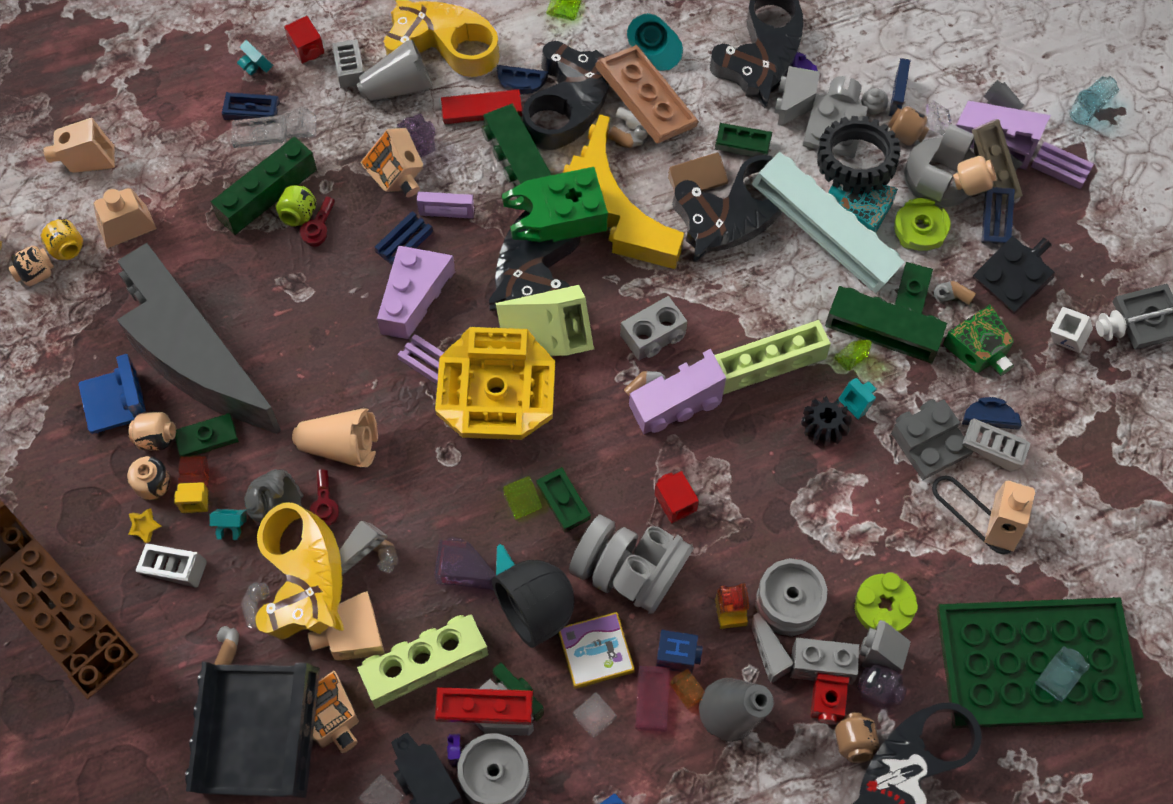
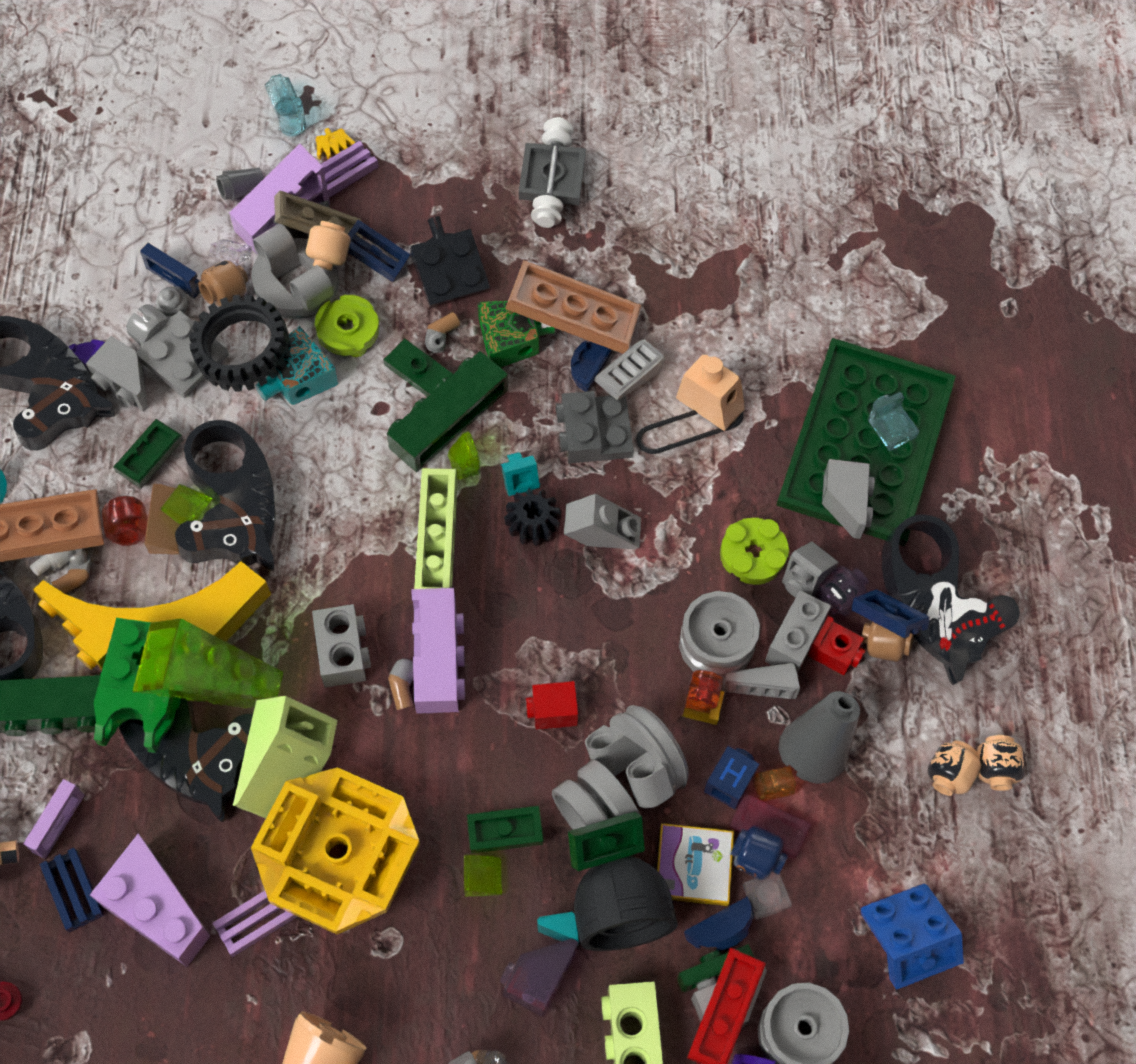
camera: 70 degrees left, 0 degrees up
(553, 689) = (723, 928): none -> dark blue tile
(572, 562) = (606, 841): none -> dark green plate
(580, 230) = (201, 667): none -> clear neon green wedge
(622, 691) = (758, 852): none -> dark blue head
(681, 147) = (124, 520): none -> clear red head
(713, 180) = (185, 504): none -> clear neon green slope
(828, 222) = (303, 410): light aqua brick -> none
(846, 475) = (602, 524): none -> light grey slope
(869, 722) = (890, 613): none -> dark blue tile
(970, 655) = (847, 493): none -> light grey slope
(1029, 378) = (574, 307): none -> nougat tile
(1071, 329) = (539, 244): white brick -> none
(1081, 147) = (332, 142): none -> yellow piece

